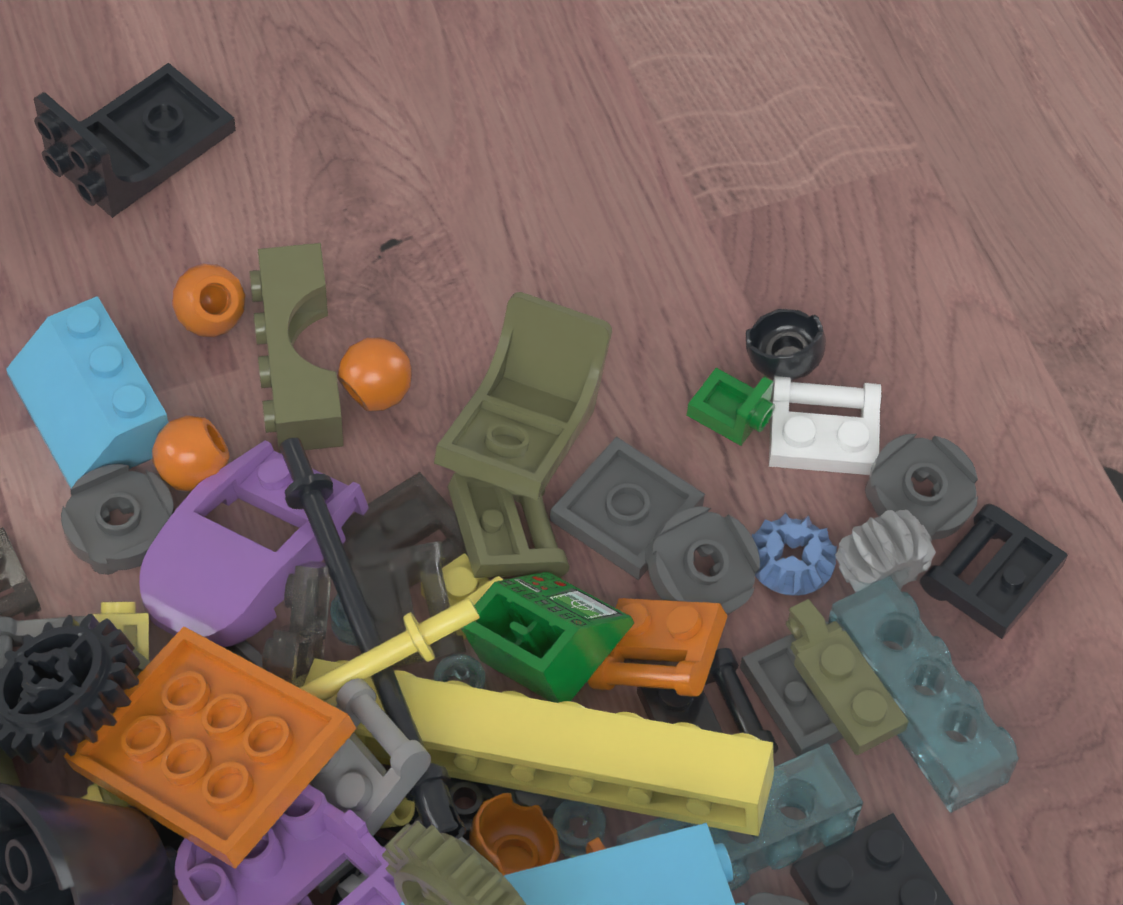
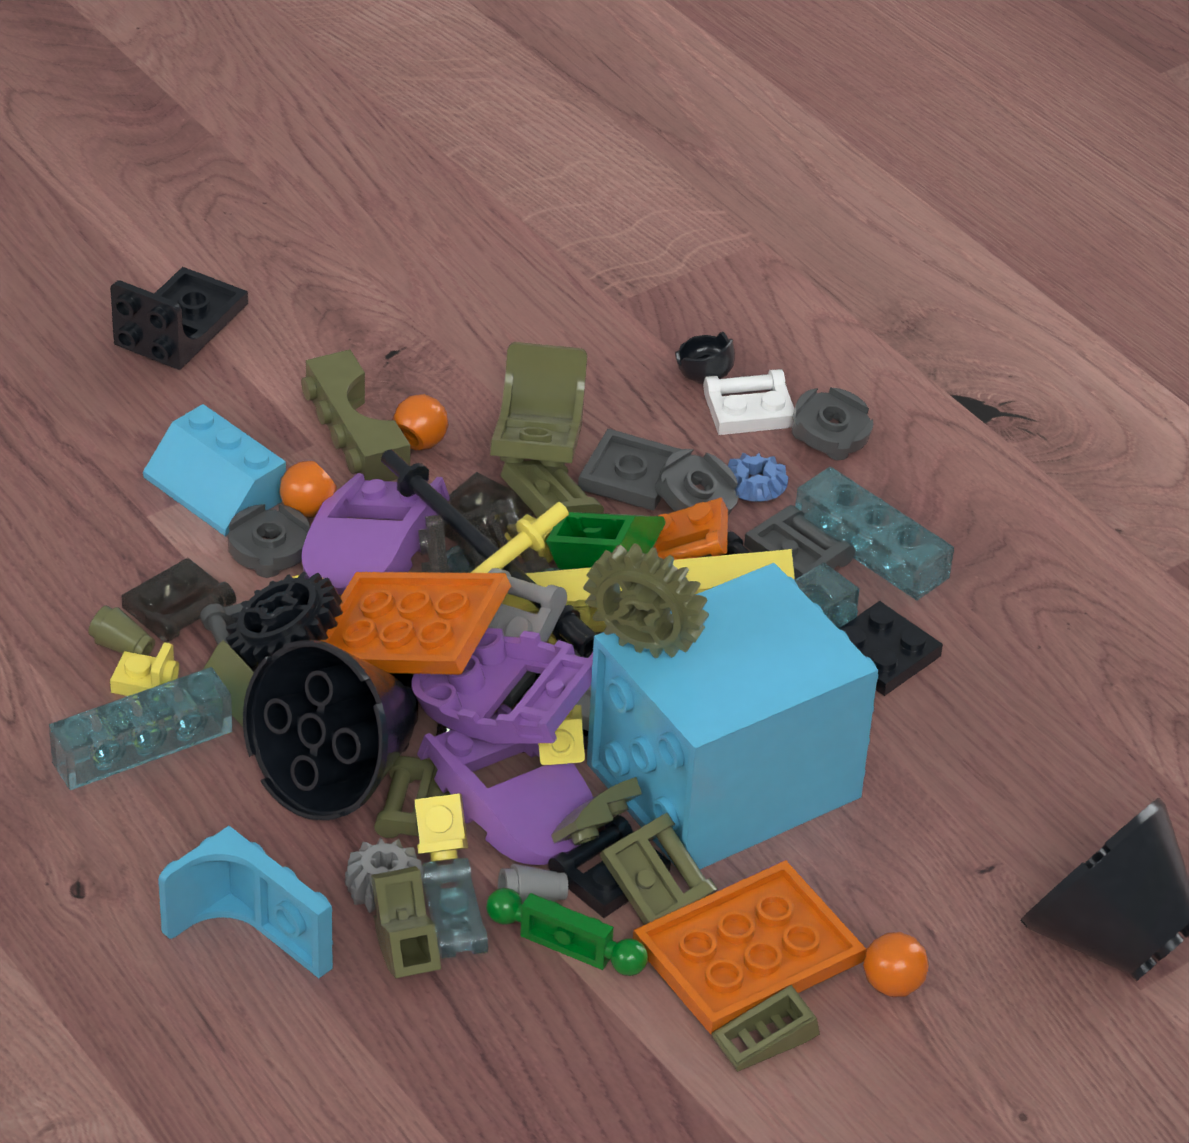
camera: 15 degrees left, 15 degrees down
(208, 300) = (280, 400): orange piece -> none
(732, 406) = (682, 400): green bracket -> none
(843, 680) = (818, 529): olive hinge -> none
(885, 547) = (819, 450): light grey gear -> none
(1007, 582) = (909, 465): black plate -> none

